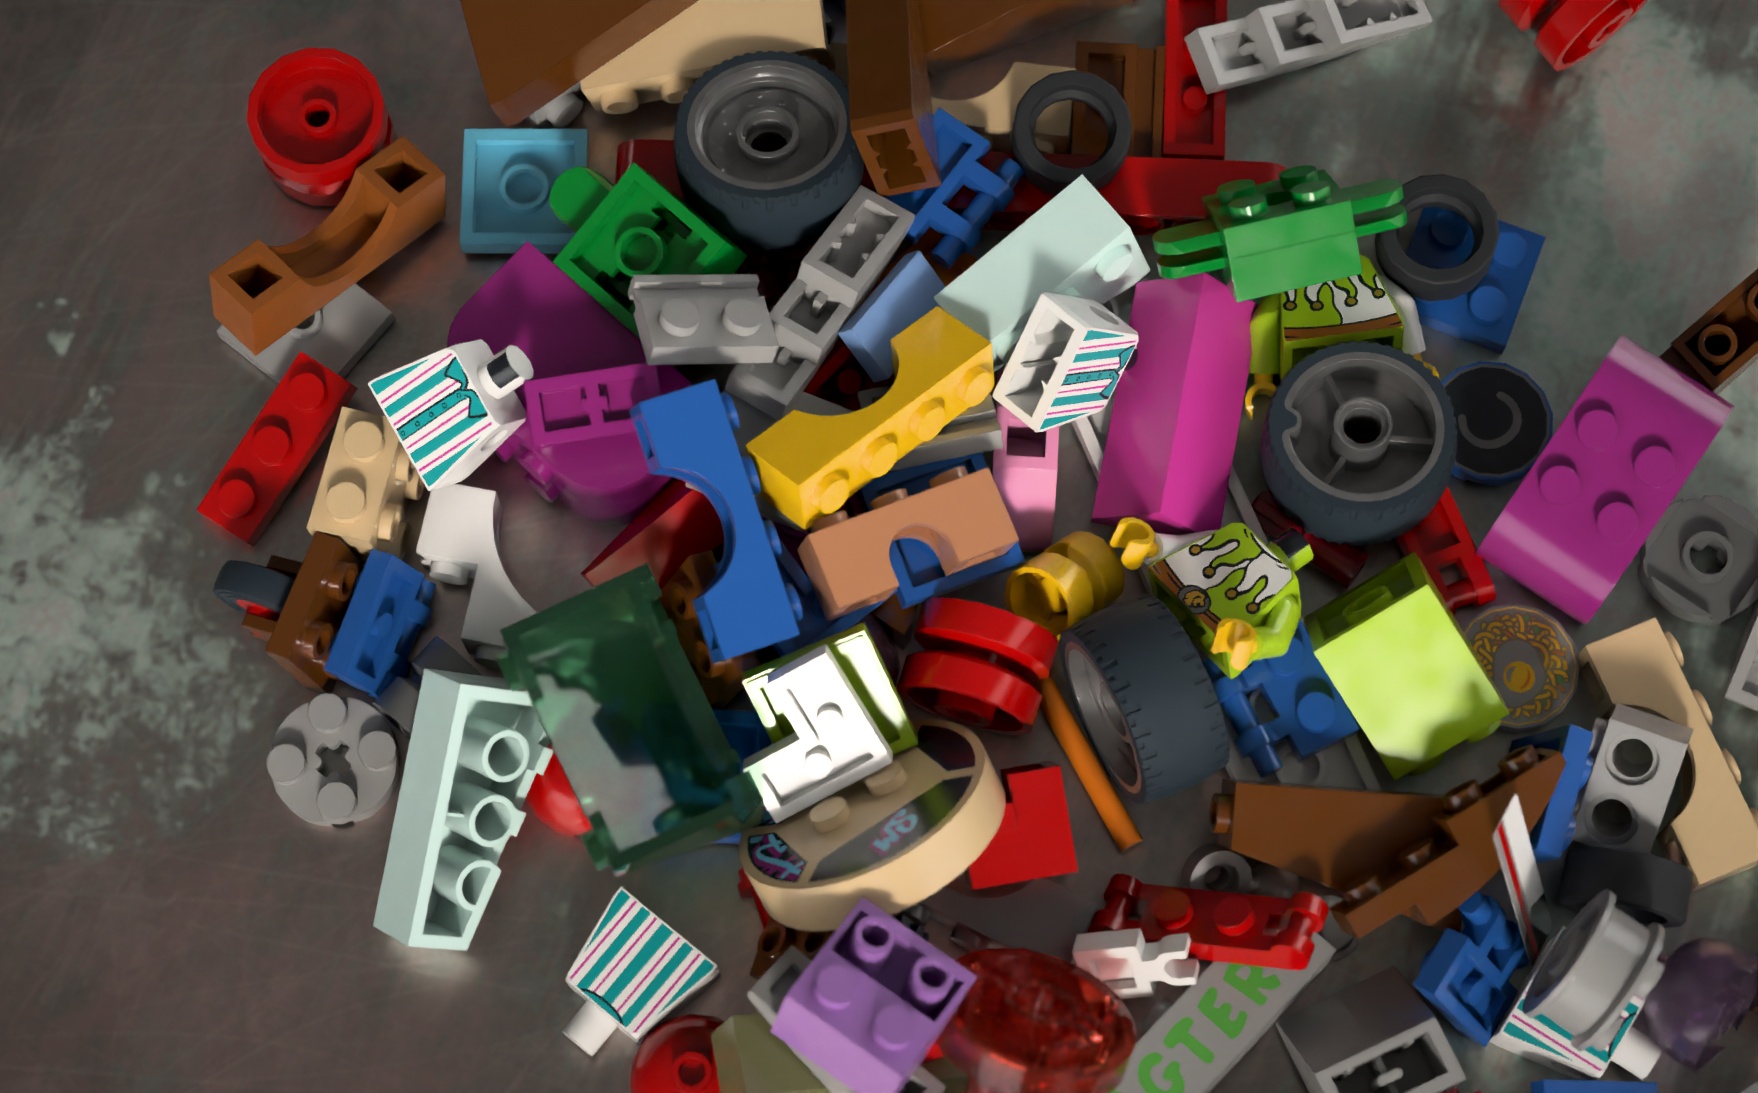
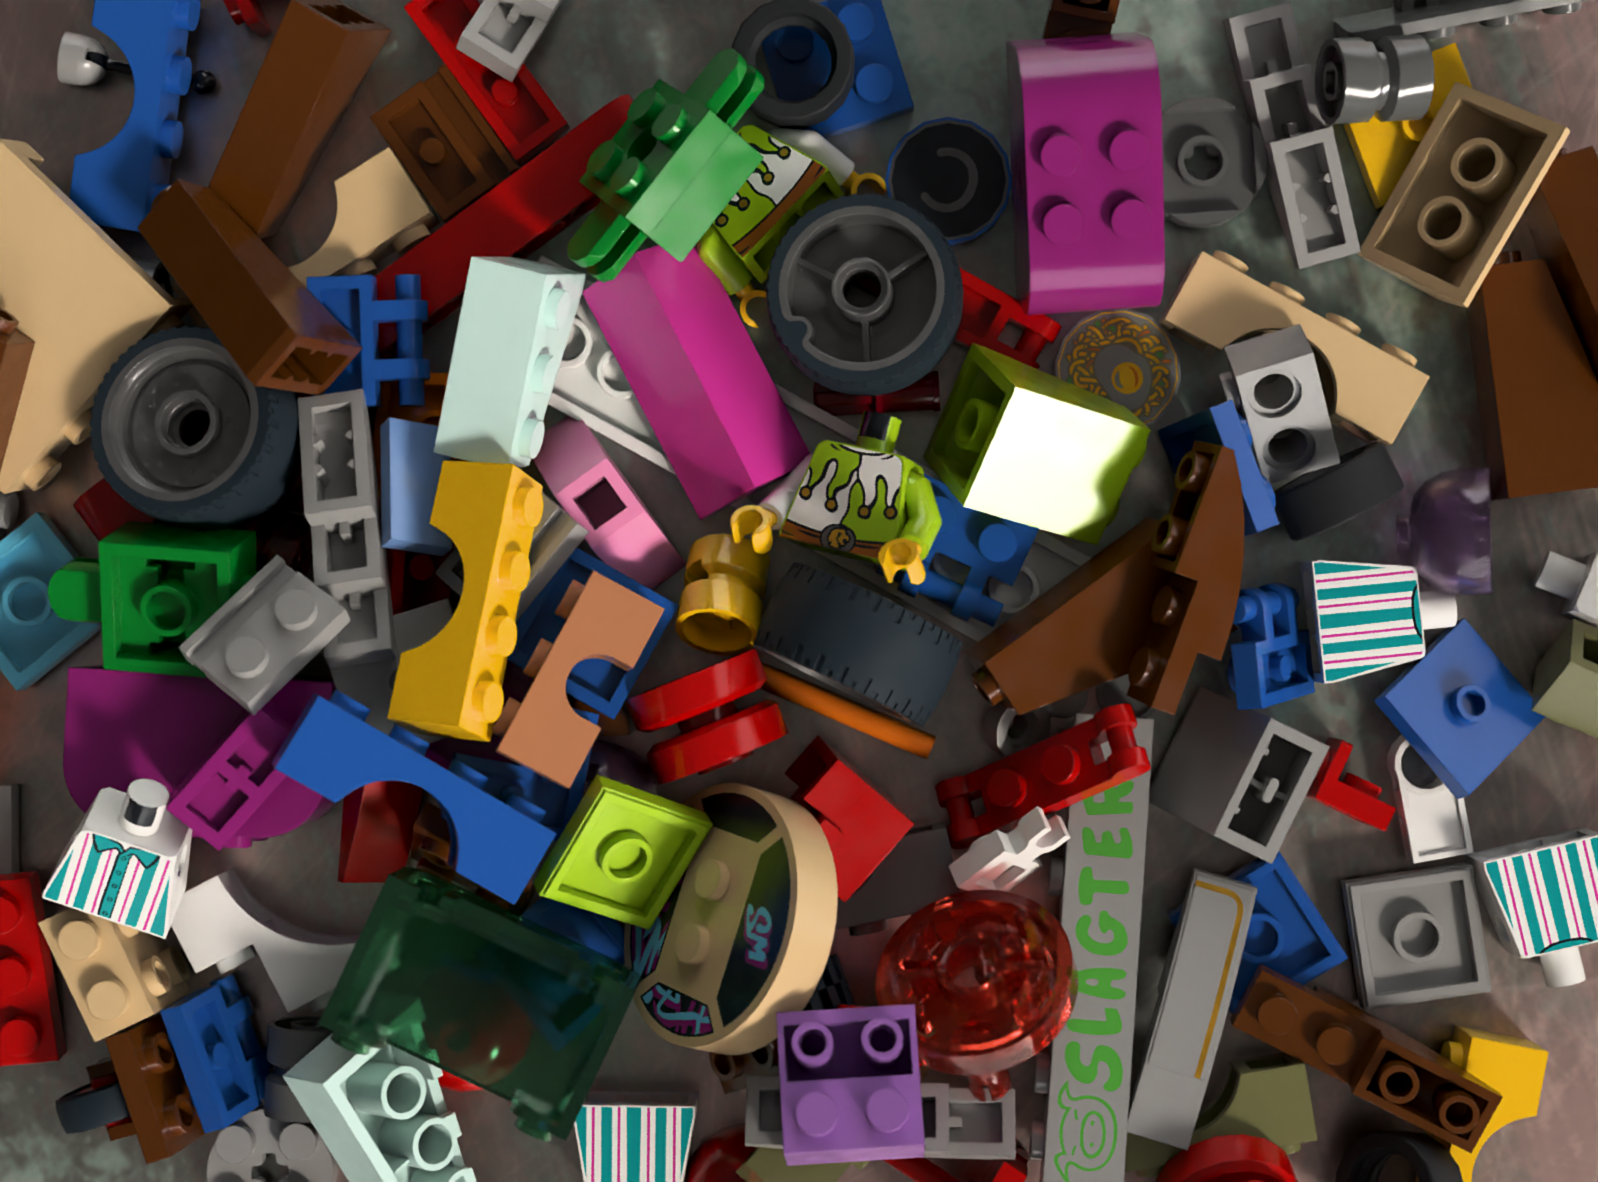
camera: 40 degrees left, 15 degrees up
(831, 742) = (643, 885): white plate -> none
(1065, 362) = (583, 421): white torso -> none
(1081, 88) = (391, 182): black tyre -> none
(1523, 879) = (1261, 561): sticker -> none
(1596, 972) = (1374, 595): light grey wheel -> none

